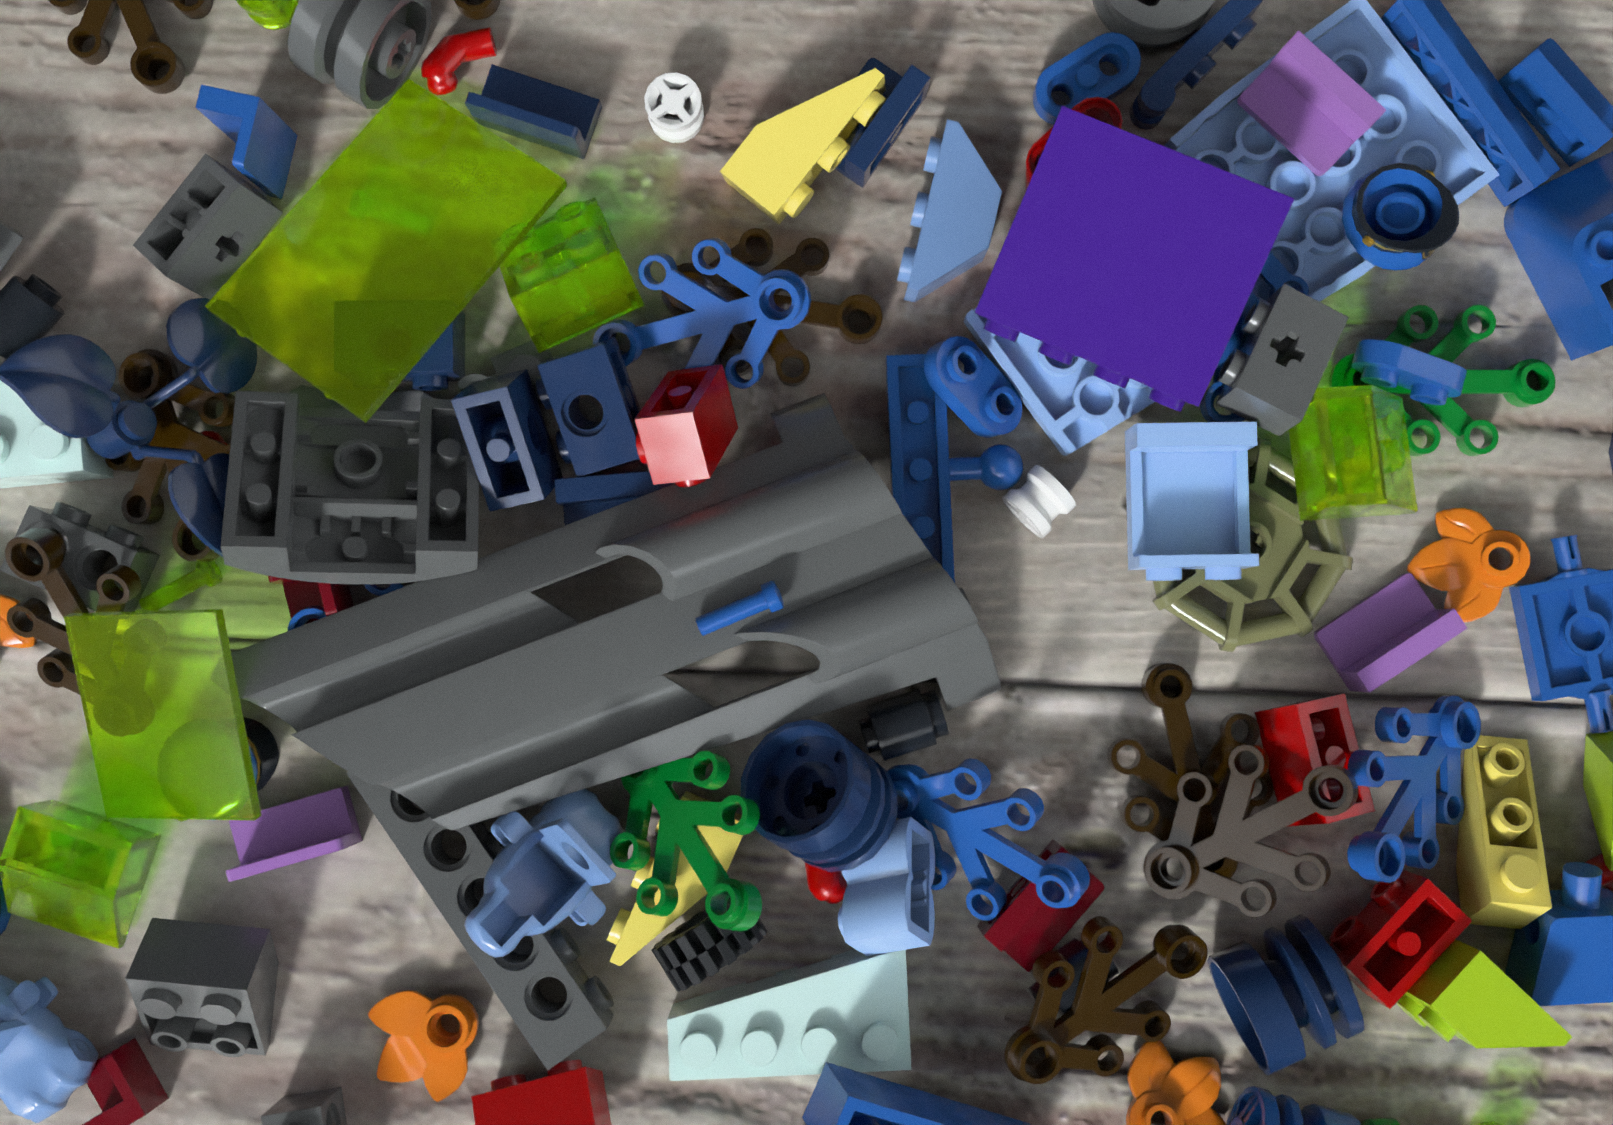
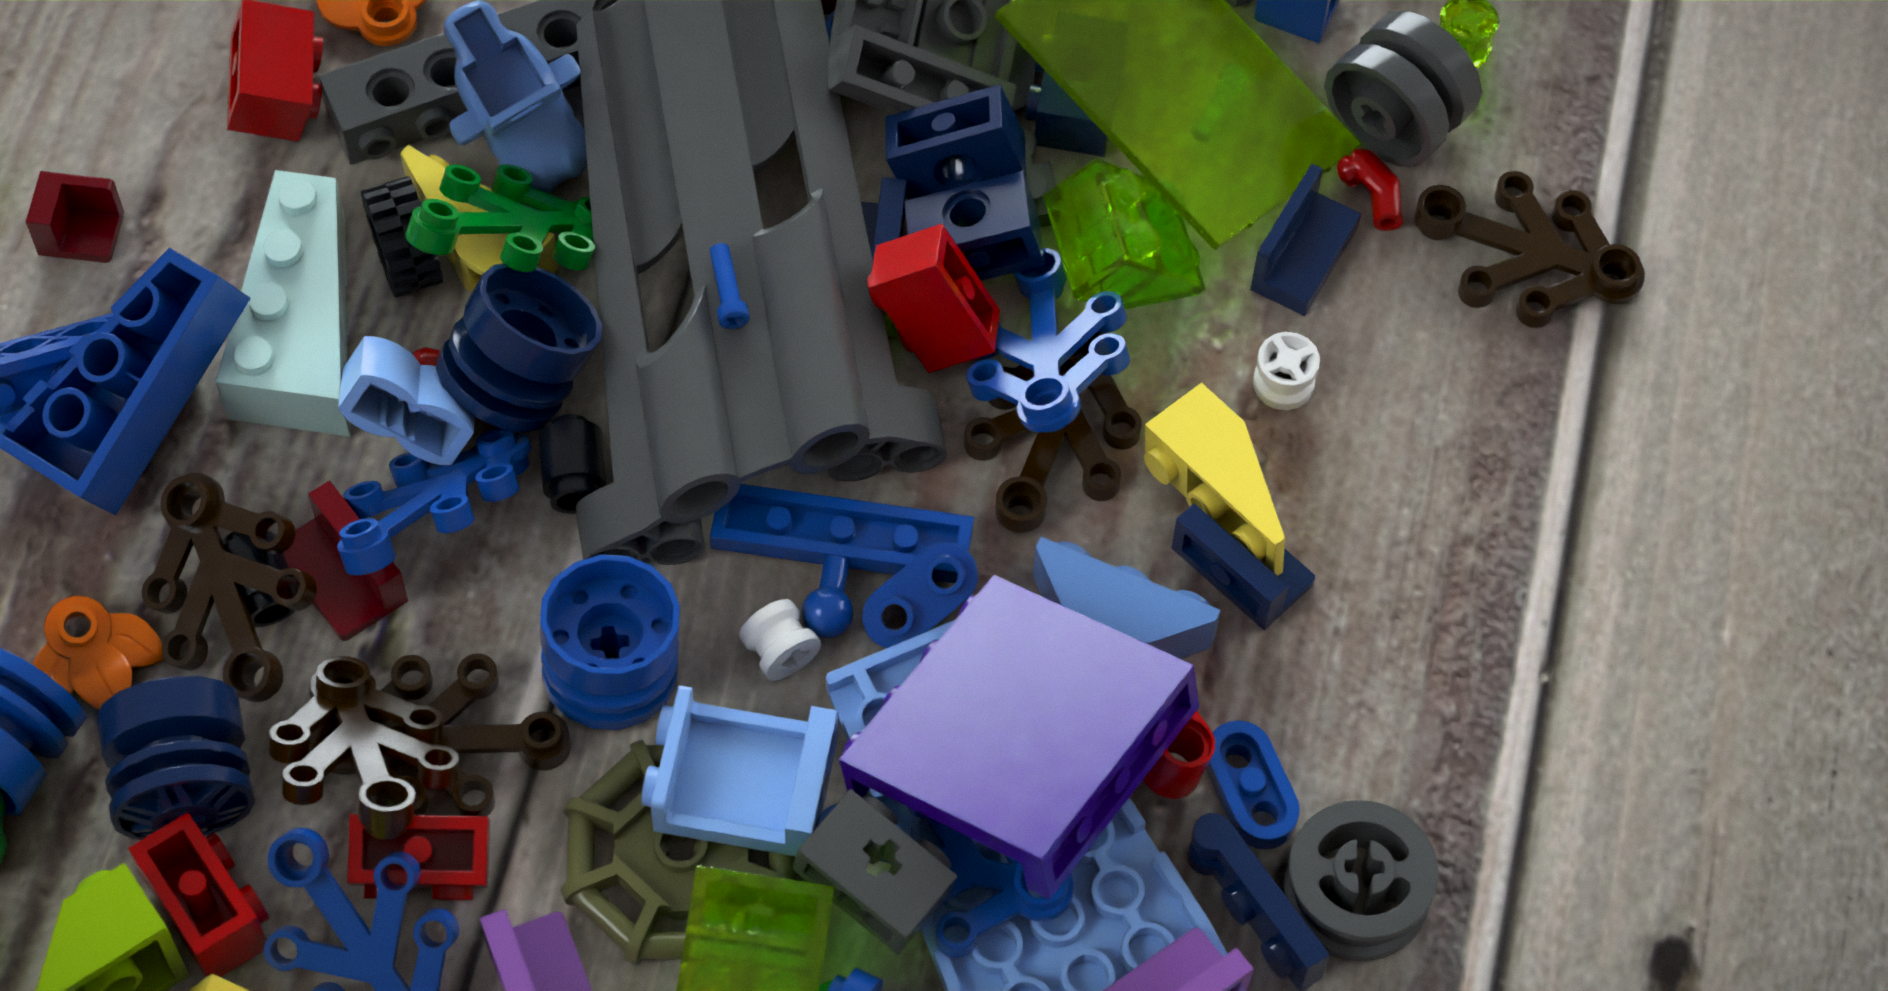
camera: 100 degrees right, 25 degrees down
(1102, 610) = (609, 611): none -> blue wheel

